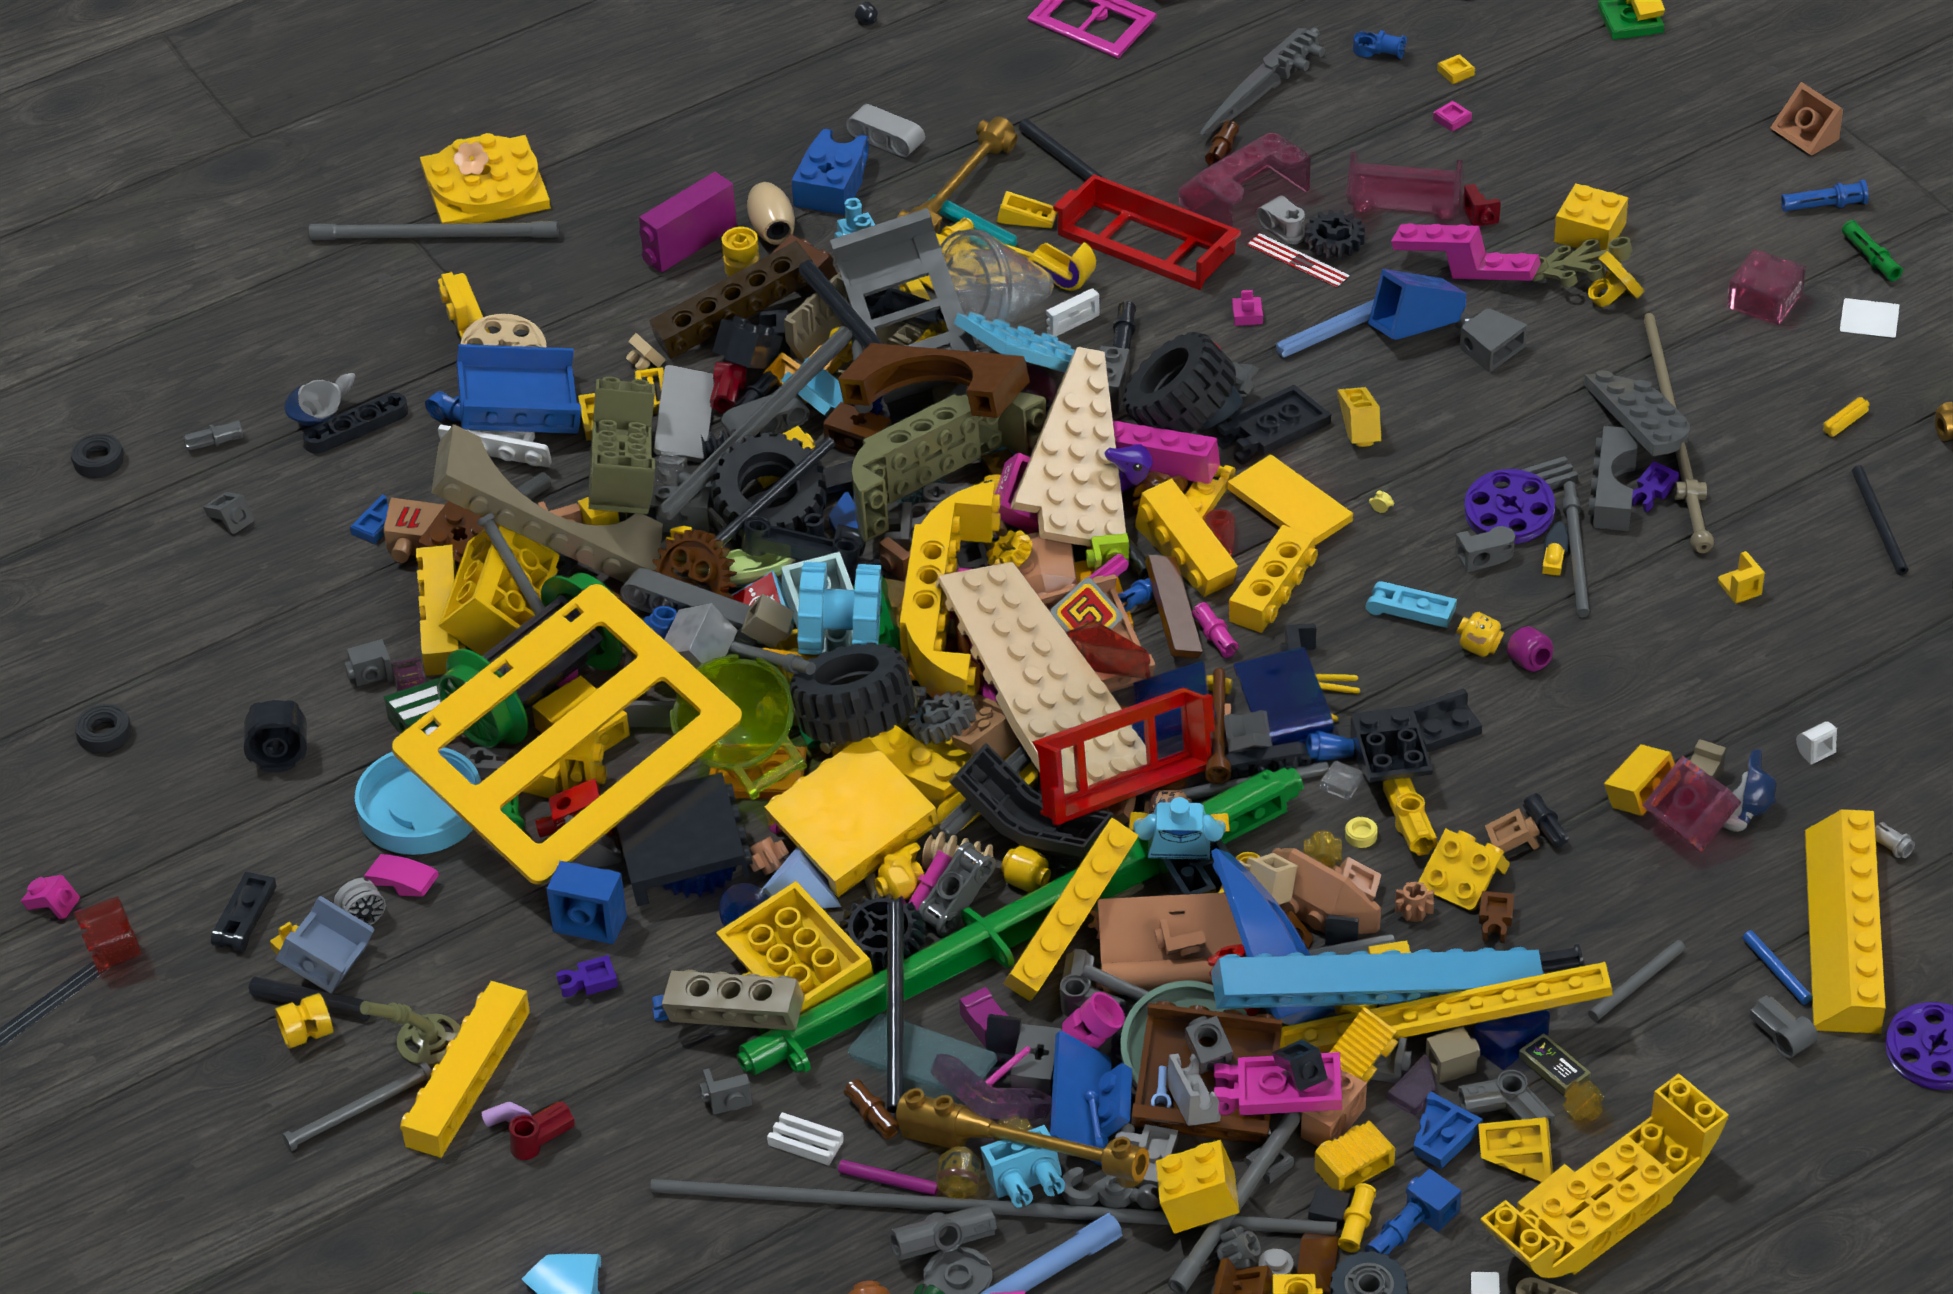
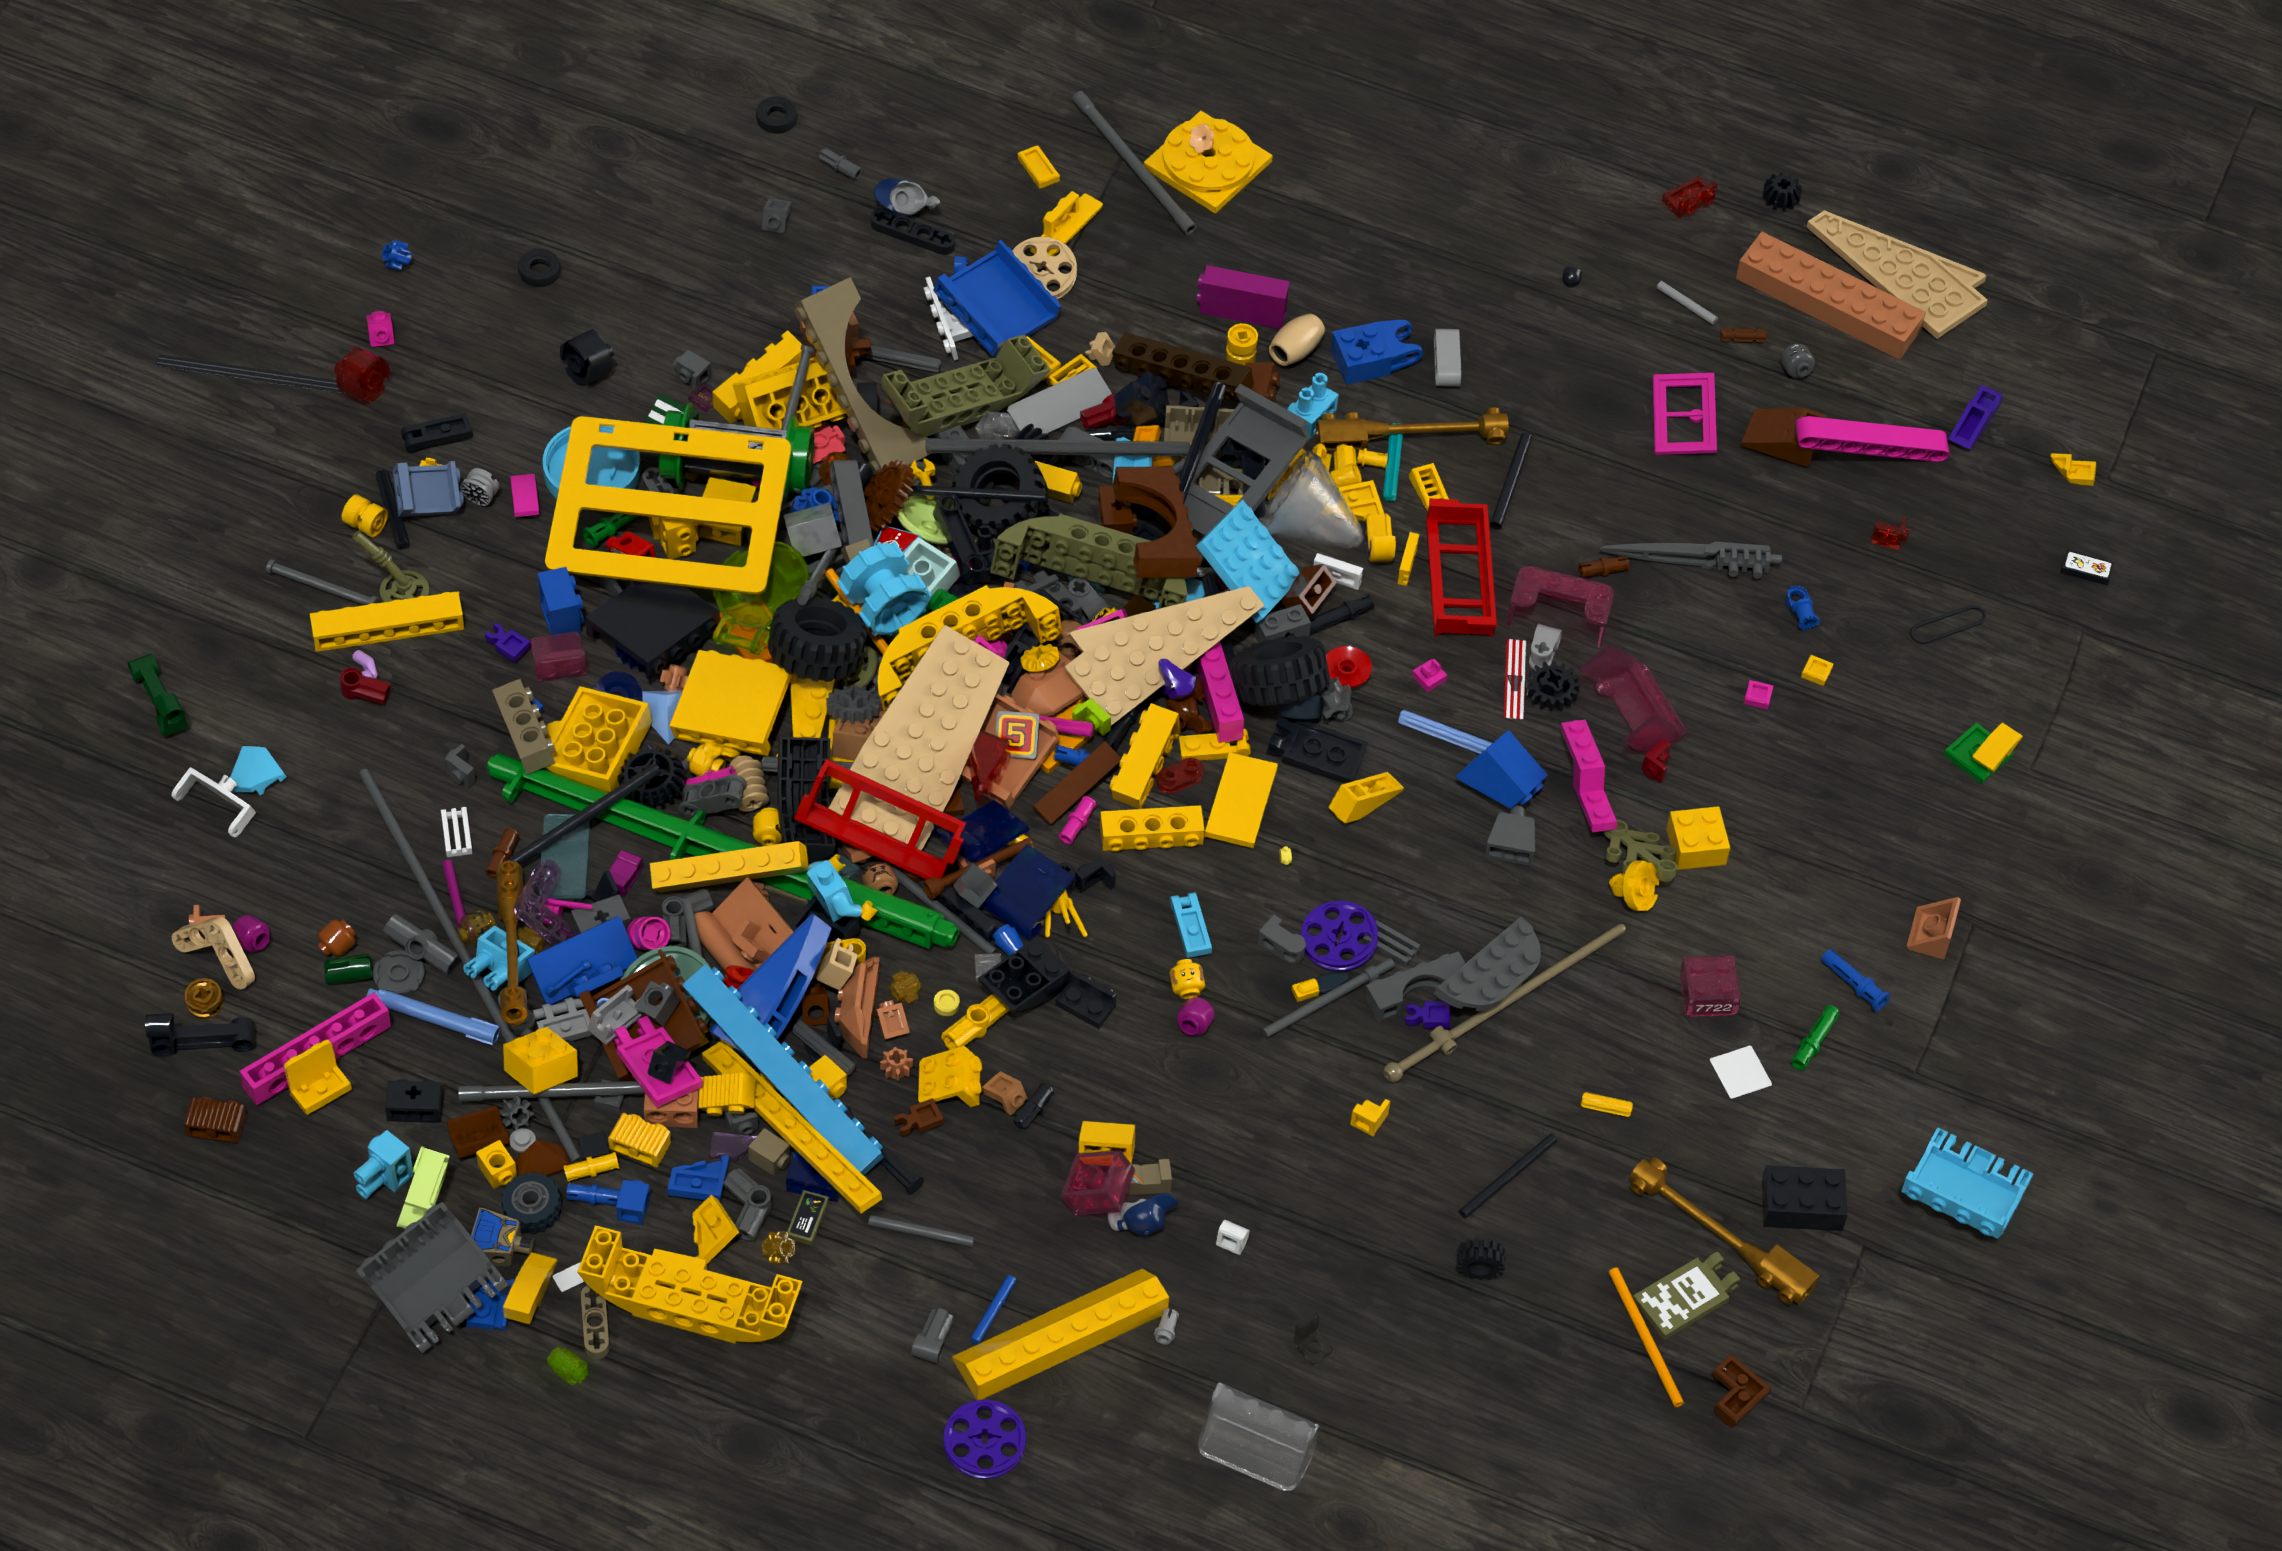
camera: 50 degrees right, 10 degrees up
(367, 299) = (1038, 167): none -> yellow tile
(647, 942) = (558, 655): none -> clear pink bracket
(1080, 330) = (1310, 588): none -> reddish brown brick
(1107, 263) = (1408, 559): none -> yellow tile

